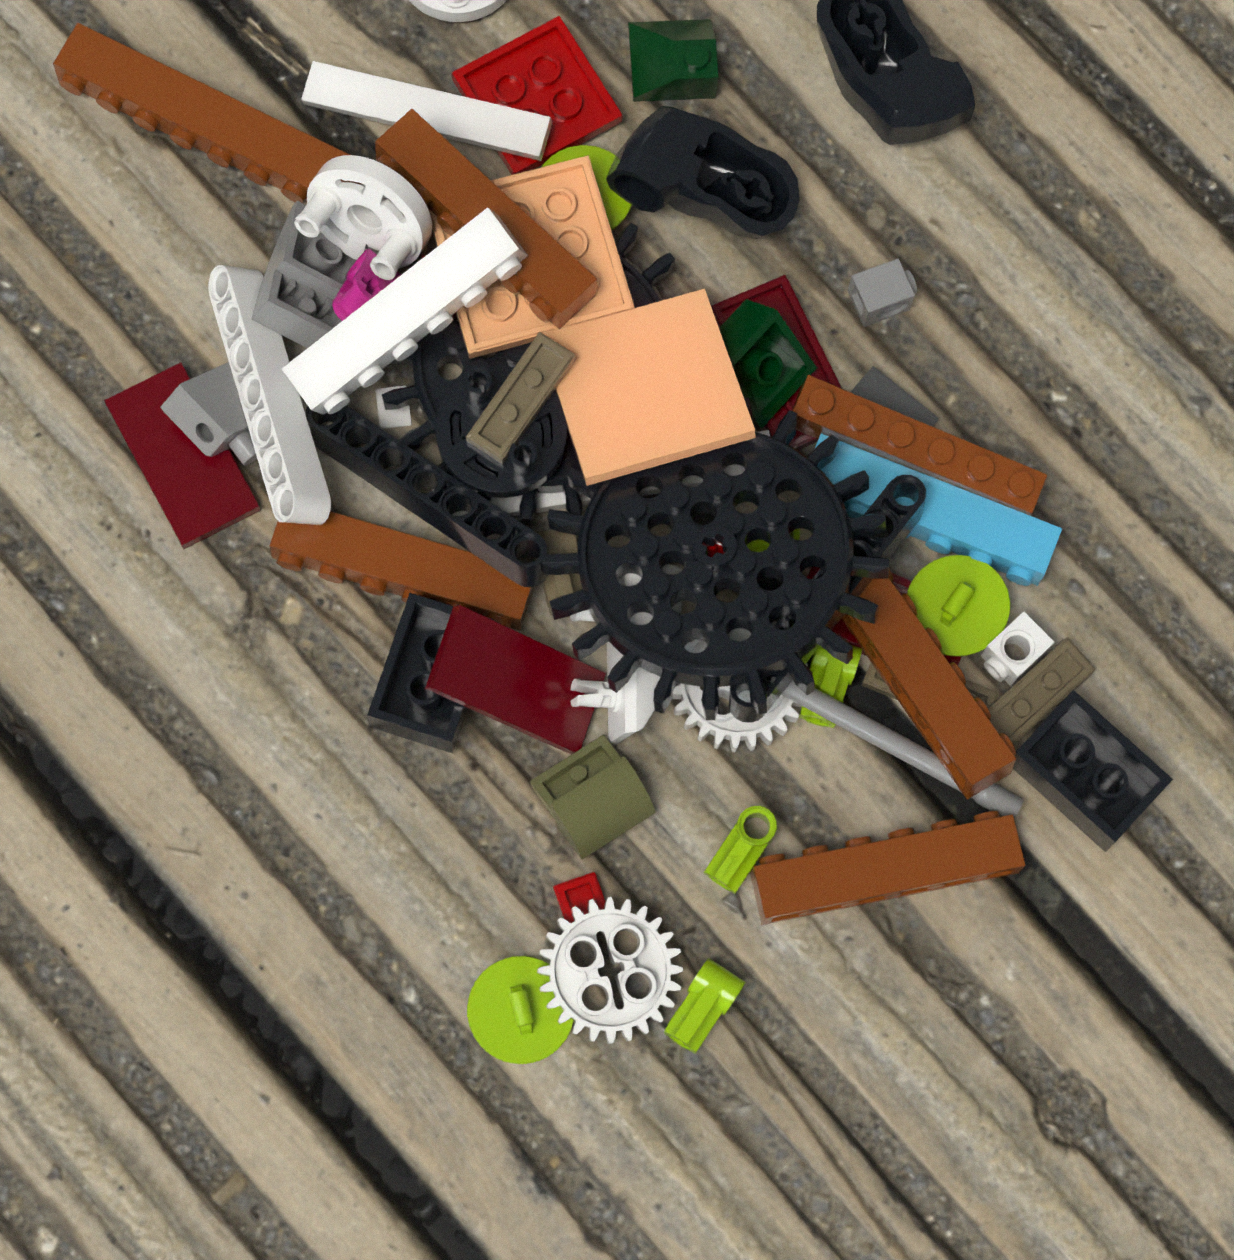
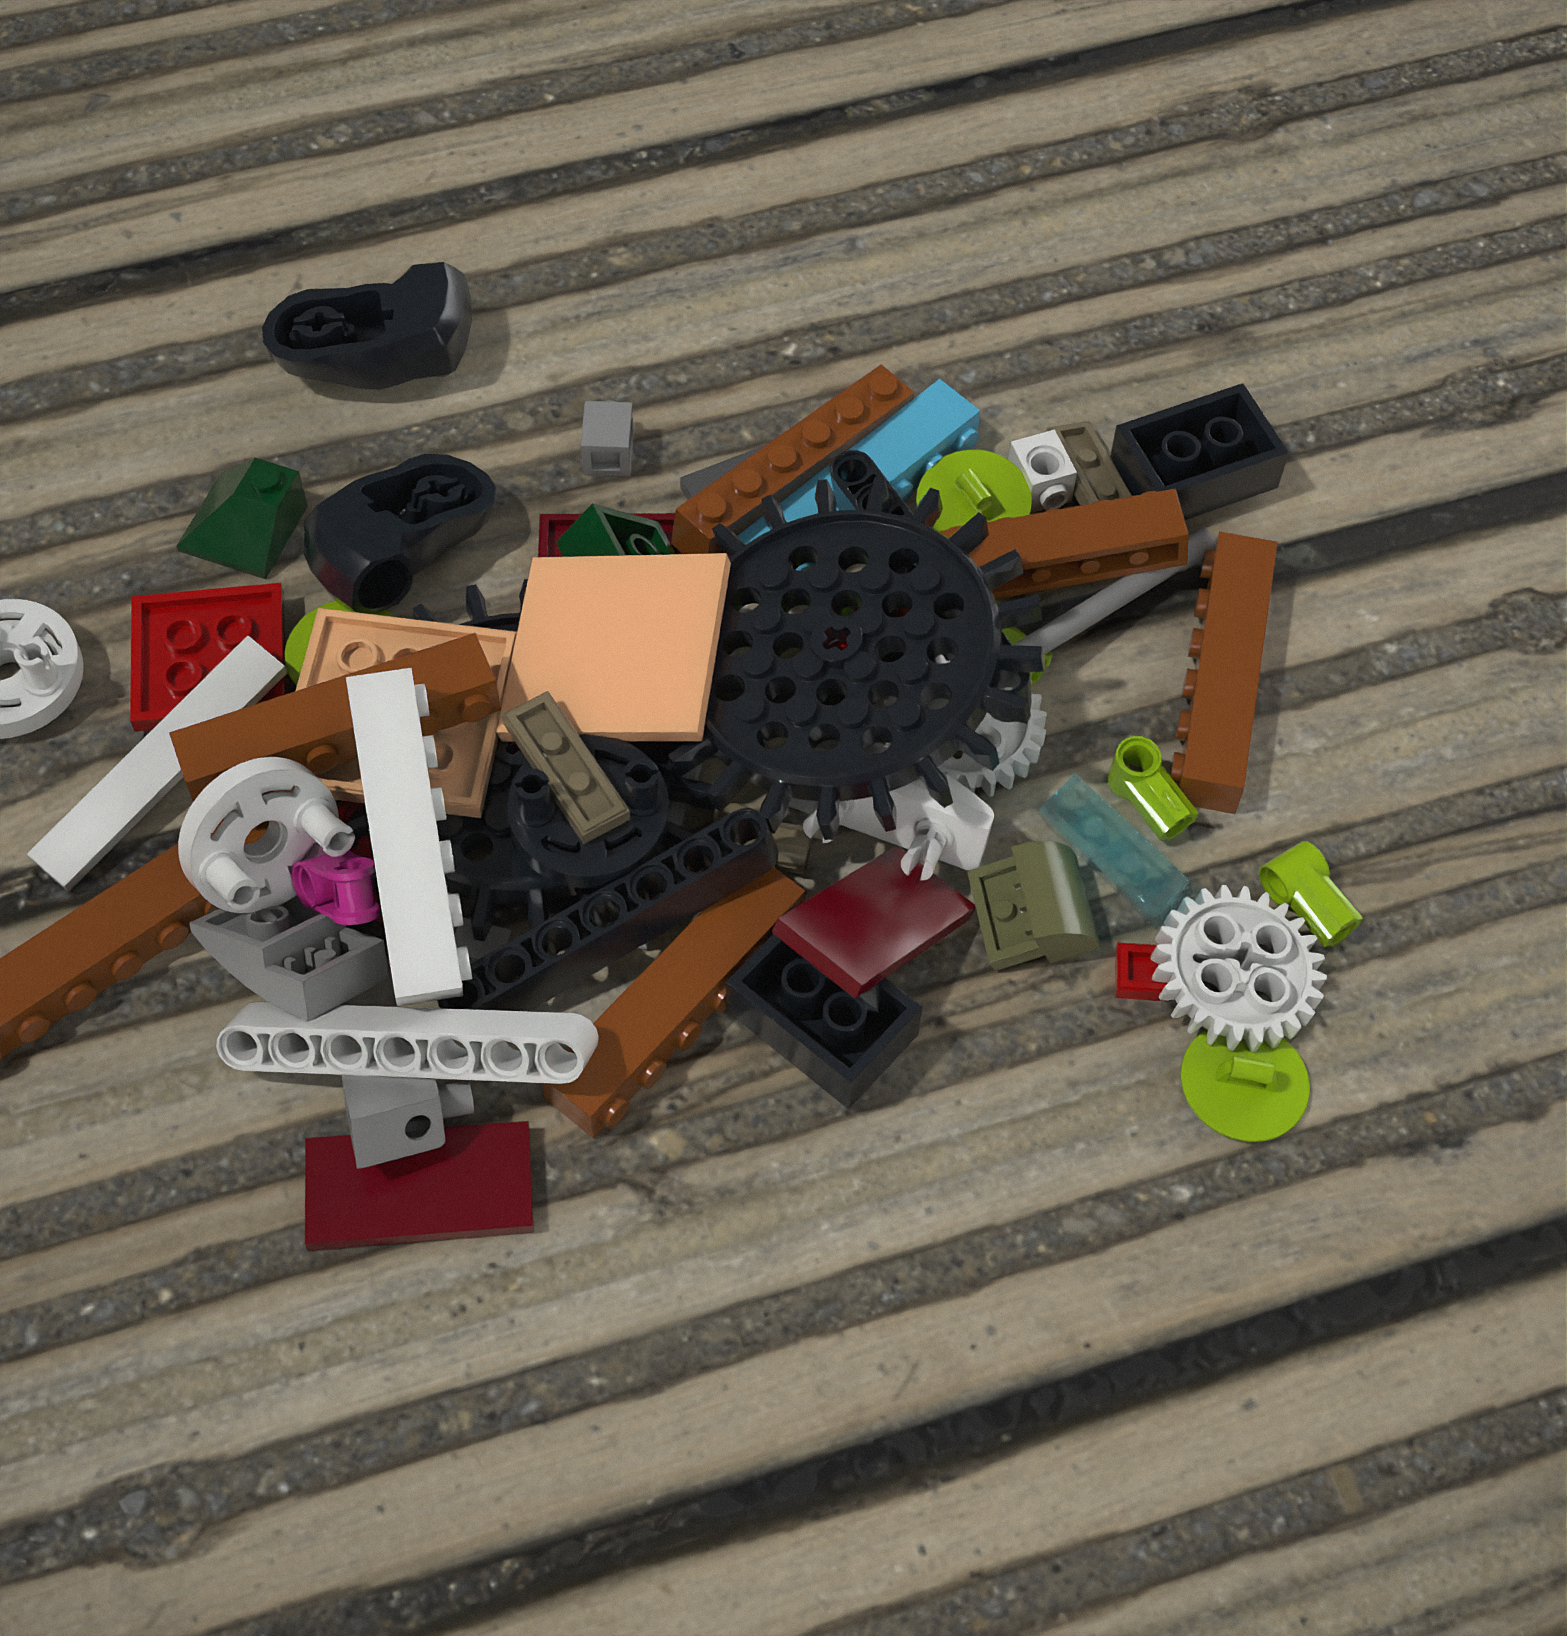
camera: 60 degrees left, 15 degrees down
(665, 839) = (1115, 851): none -> clear light blue brick

